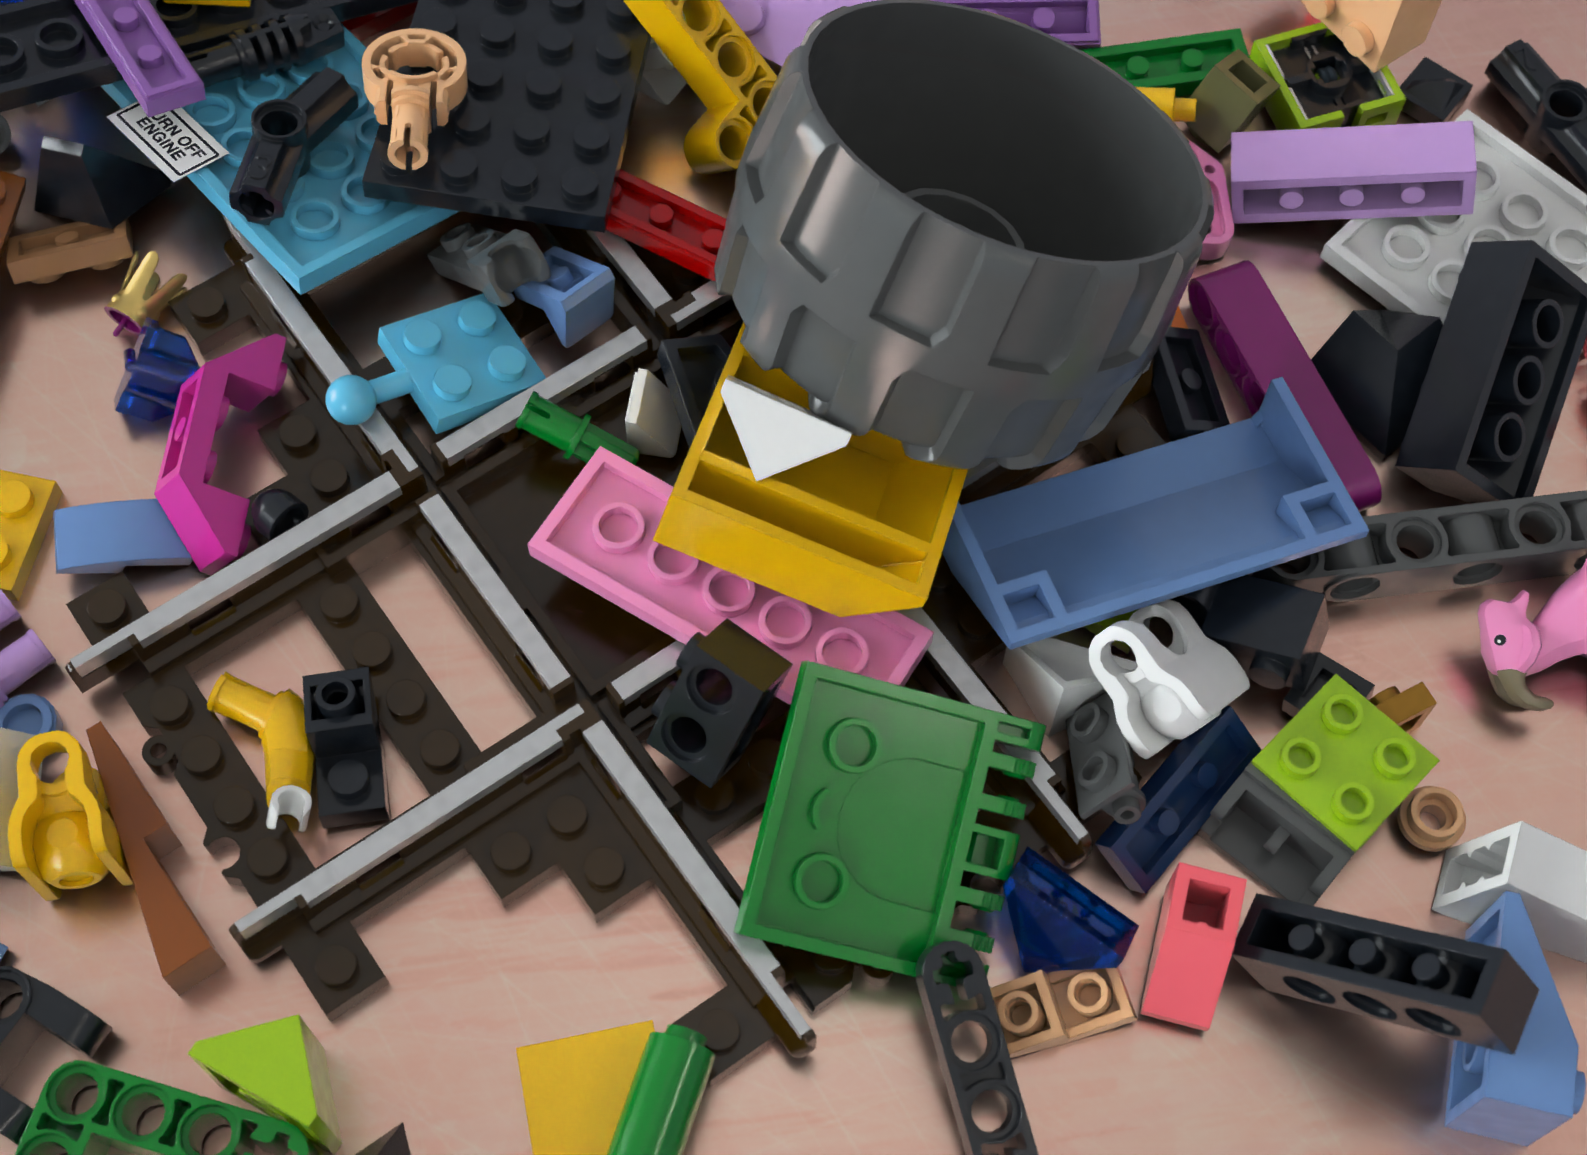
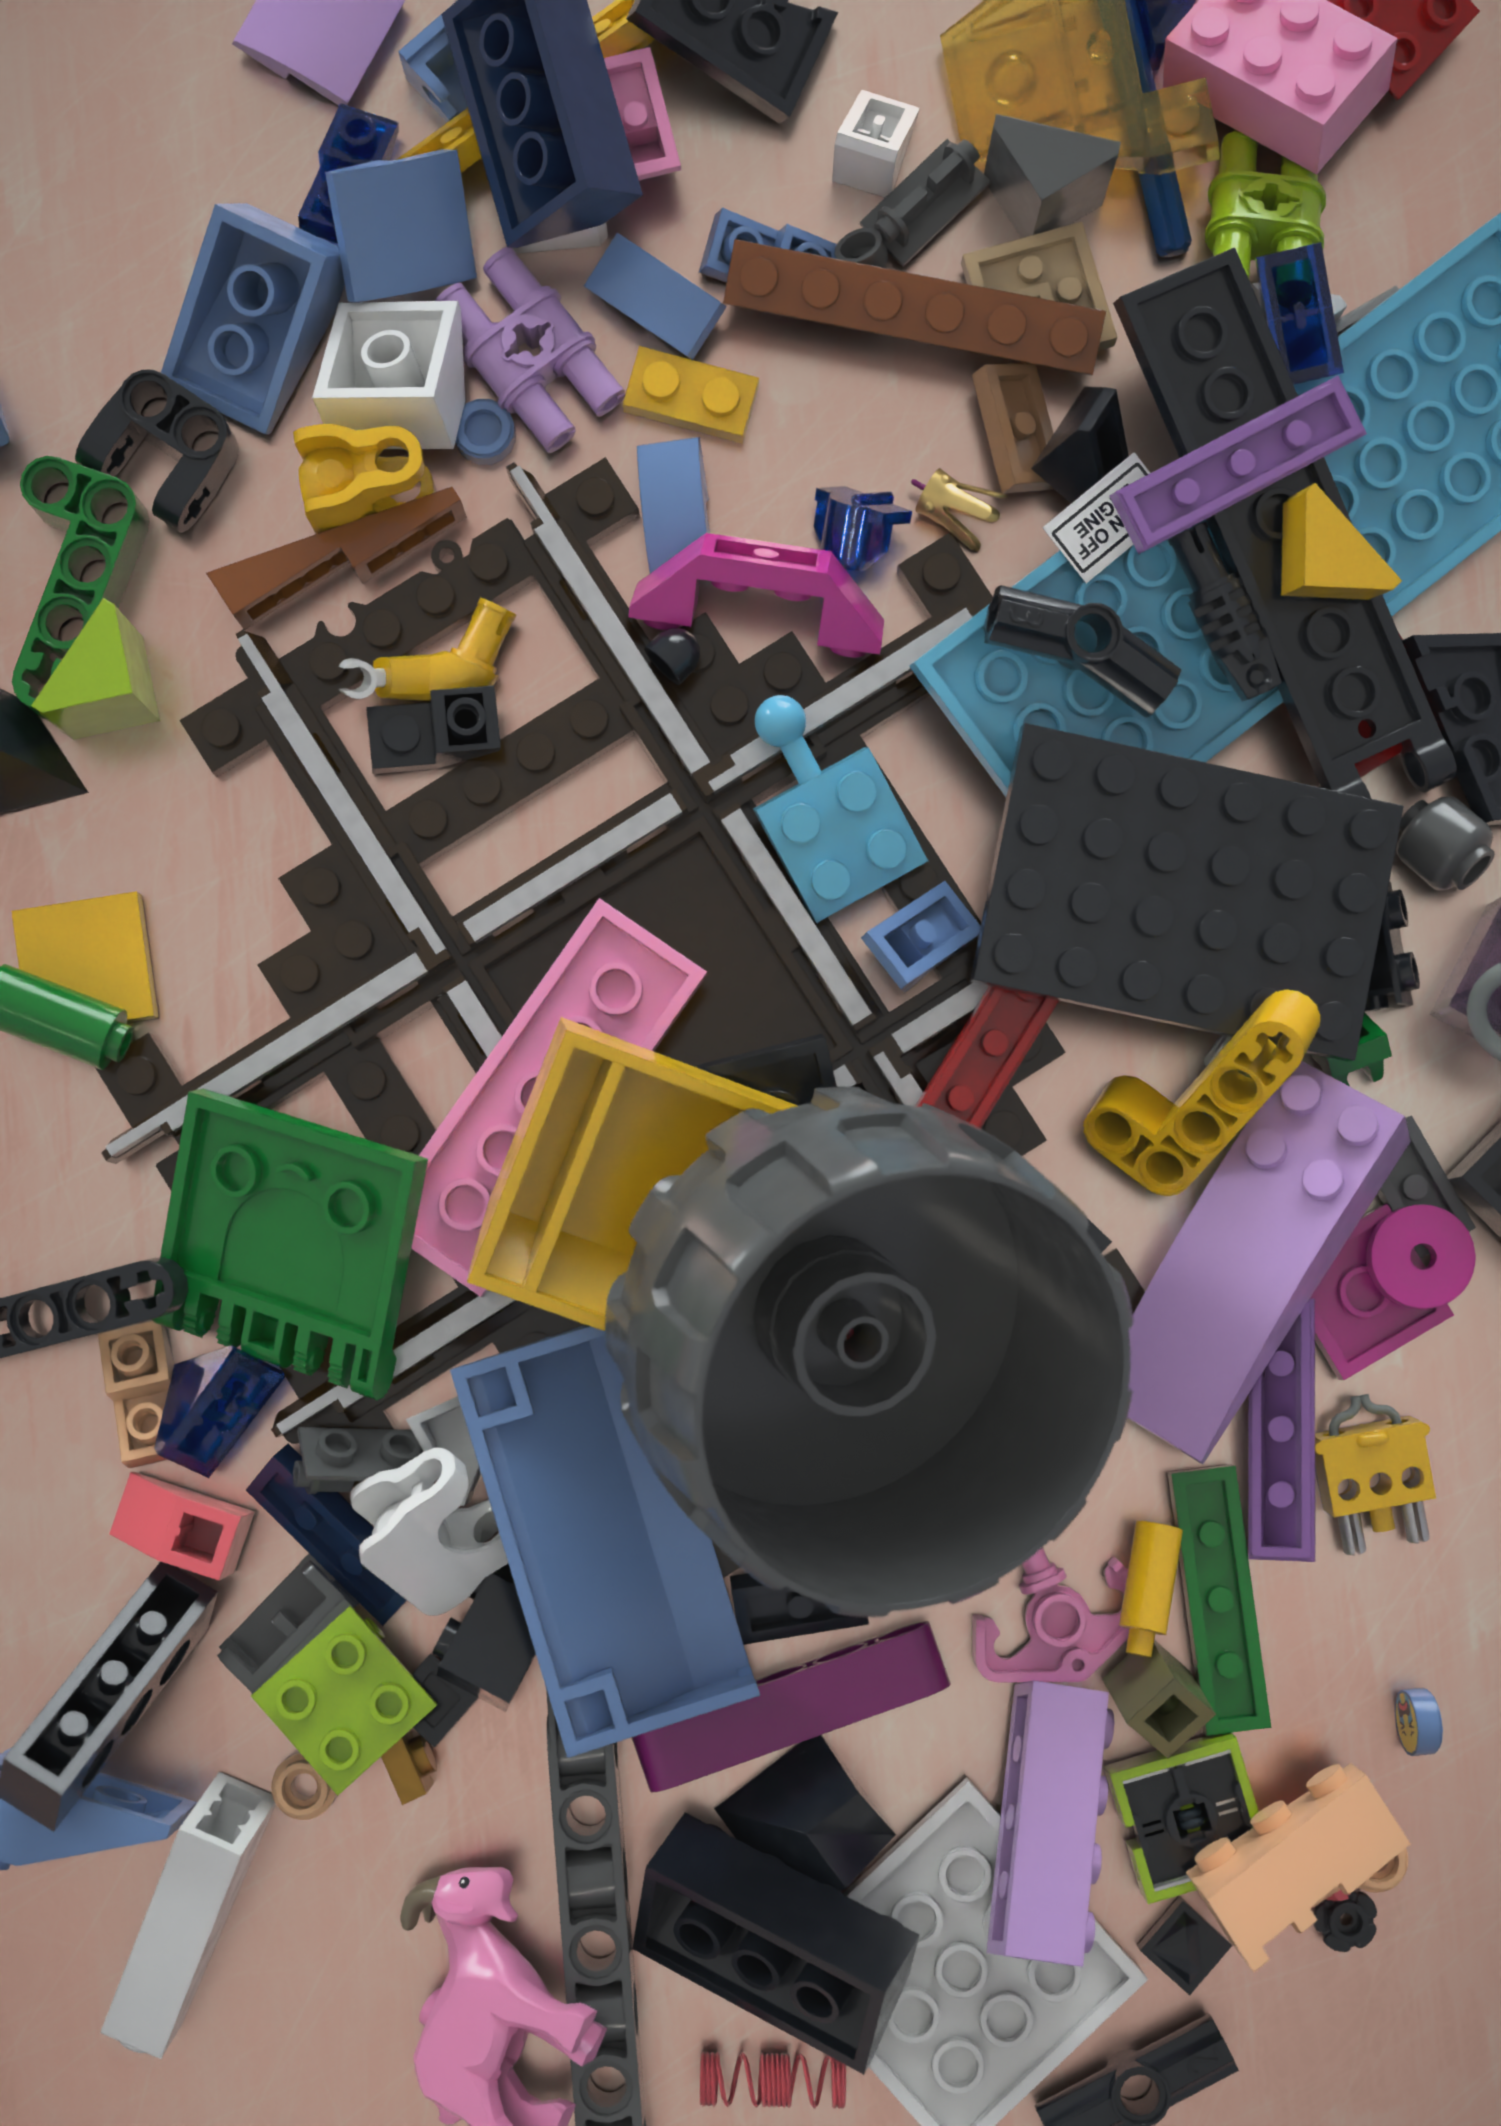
camera: 95 degrees right, 20 degrees up
(413, 95) = (1084, 773): light nougat pin -> none
(490, 260) = (951, 864): dark grey plate -> none
(570, 432) = (741, 951): green axle -> none
(652, 417) = (765, 1025): white slope -> none
(716, 701) = (420, 1079): black brick -> none
(777, 431) = (650, 1139): white slope -> none

